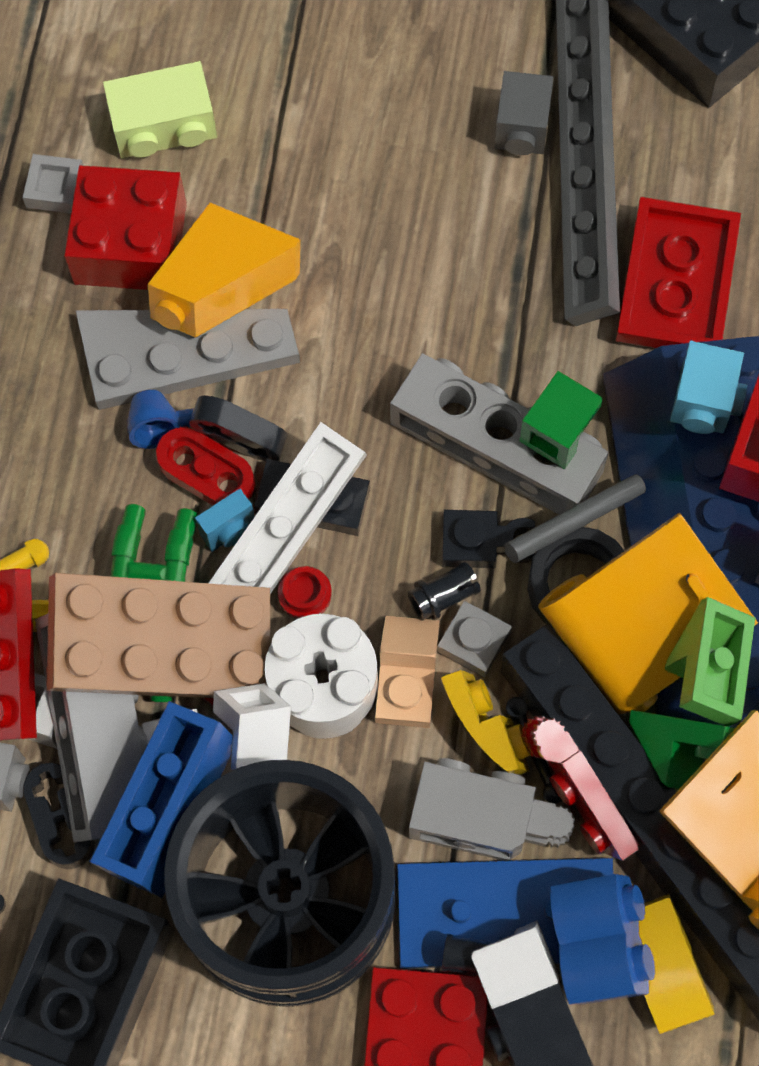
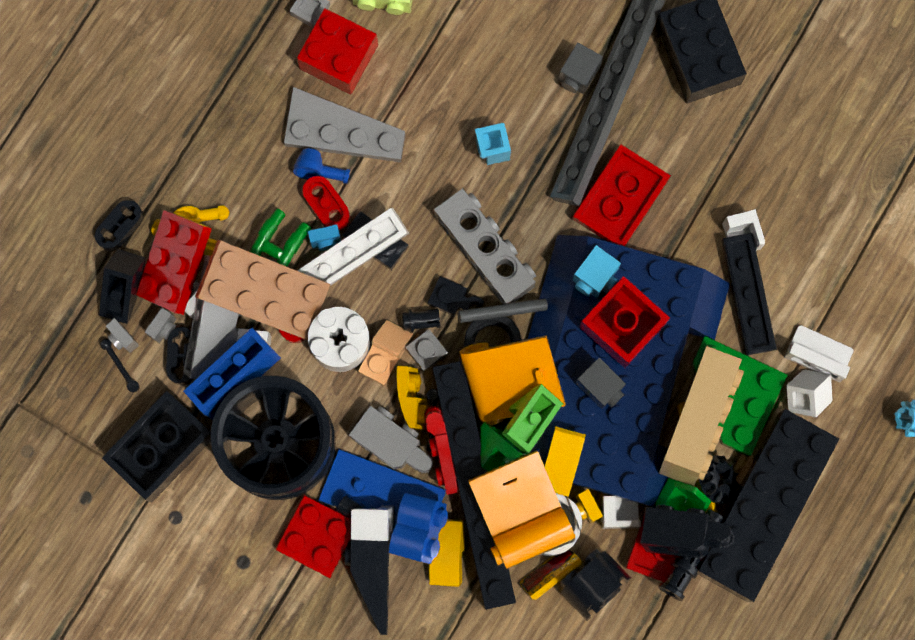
camera: 20 degrees right, 10 degrees up
(220, 271) = (376, 97): light orange slope -> none
(238, 428) = (350, 190): black beam -> none
(258, 723) = (294, 354): white panel -> none
(304, 592) = (350, 291): red plate -> none
(441, 268) = (493, 143): none -> medium azure brick
(559, 419) = (514, 256): green panel -> none

